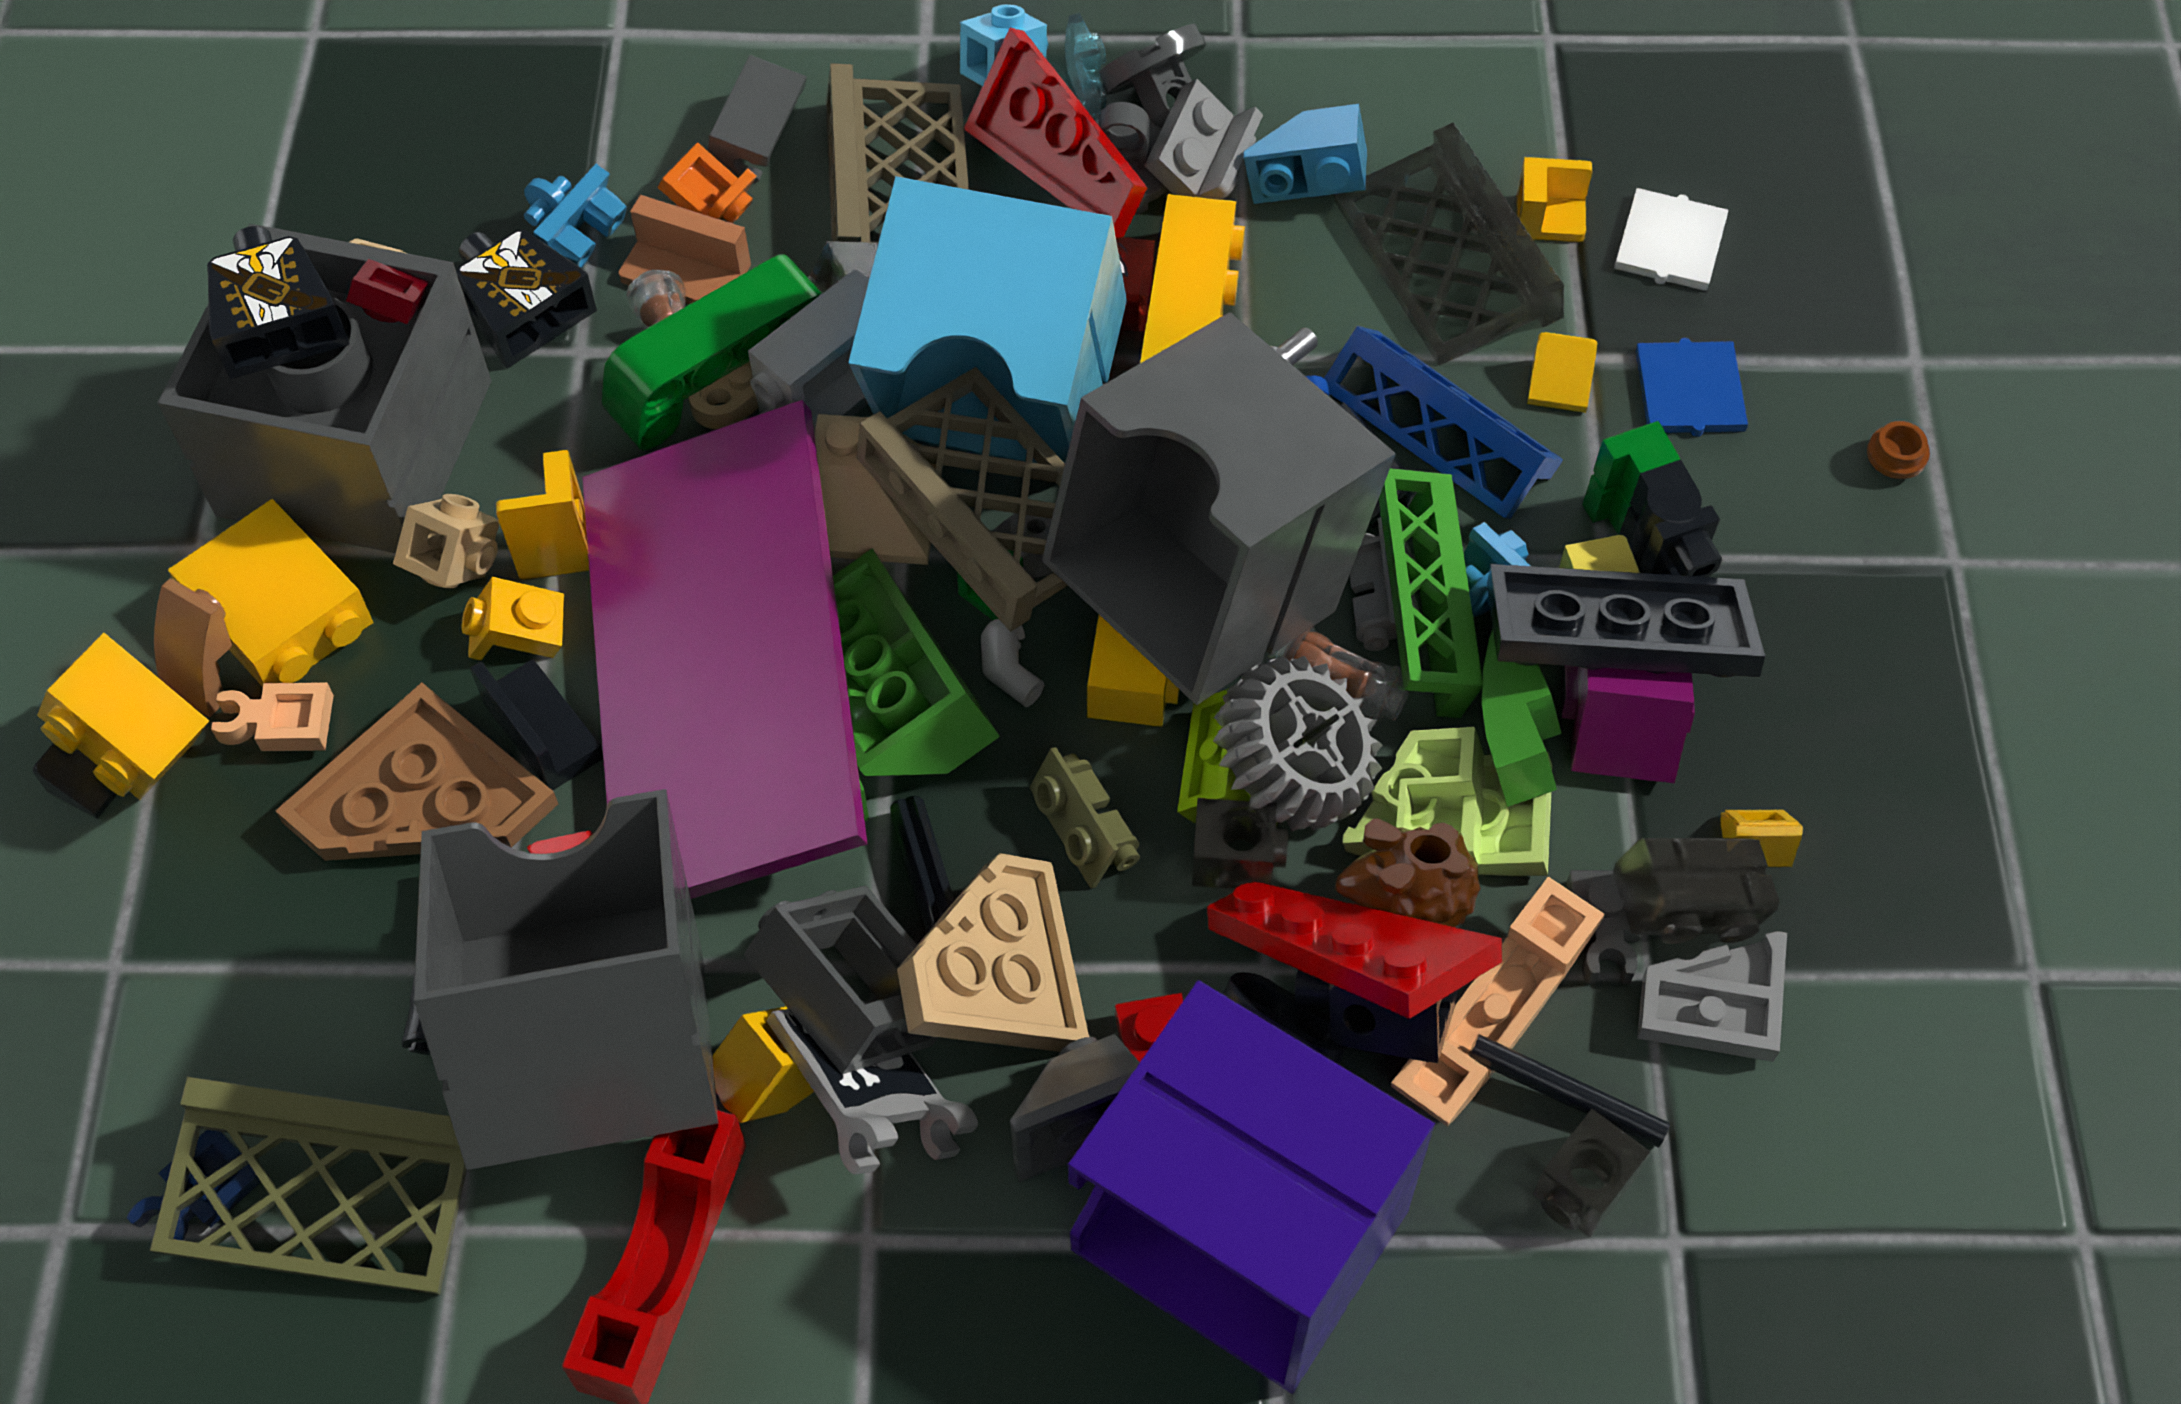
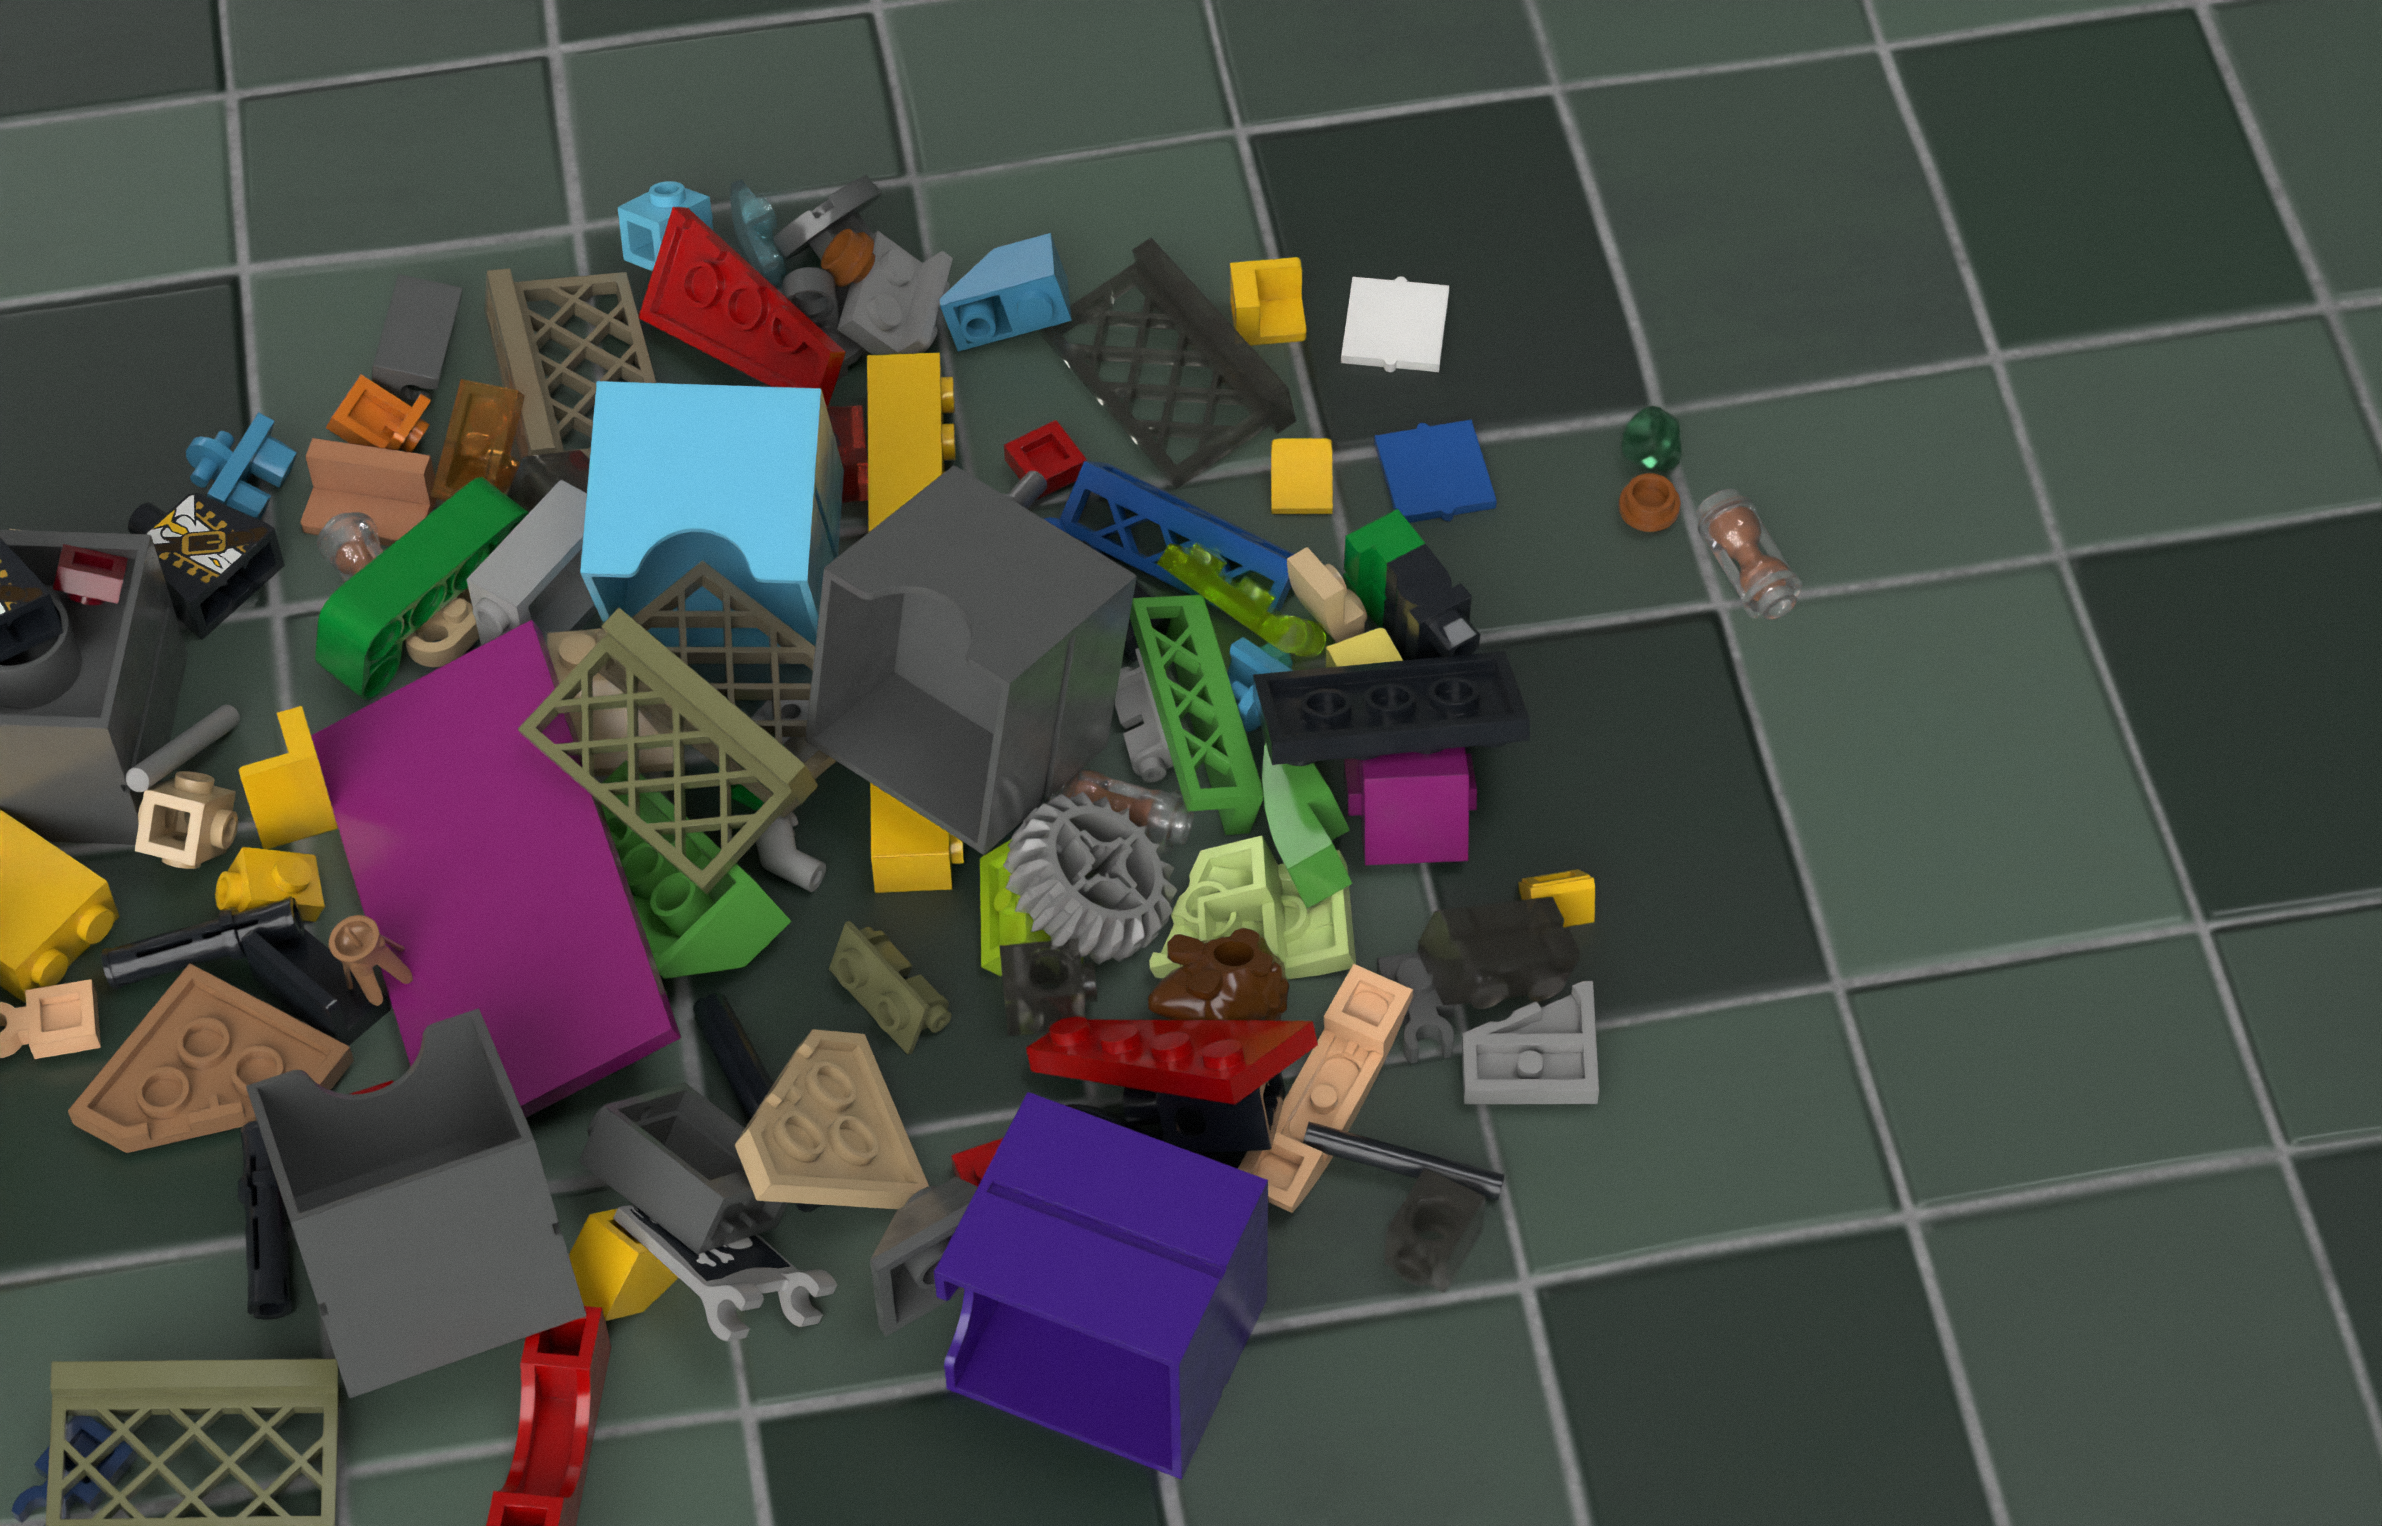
camera: 10 degrees left, 5 degrees down
(438, 663) = (201, 942): none -> black pin
(456, 471) = (182, 748): none -> light grey bar
(578, 697) = (359, 948): none -> medium nougat piece
(793, 218) = (479, 438): none -> clear orange slope
(946, 516) = (705, 710): none -> olive fence
(1166, 99) = (849, 257): none -> dark orange plate
(1323, 312) = (1048, 453): none -> red plate
(1490, 487) = (1244, 601): none -> clear neon green plate
(1572, 495) = (1326, 596): none -> tan slope
(1909, 388) = (1653, 440): none -> clear green tile
(1982, 492) = (1733, 532): none -> clear piece

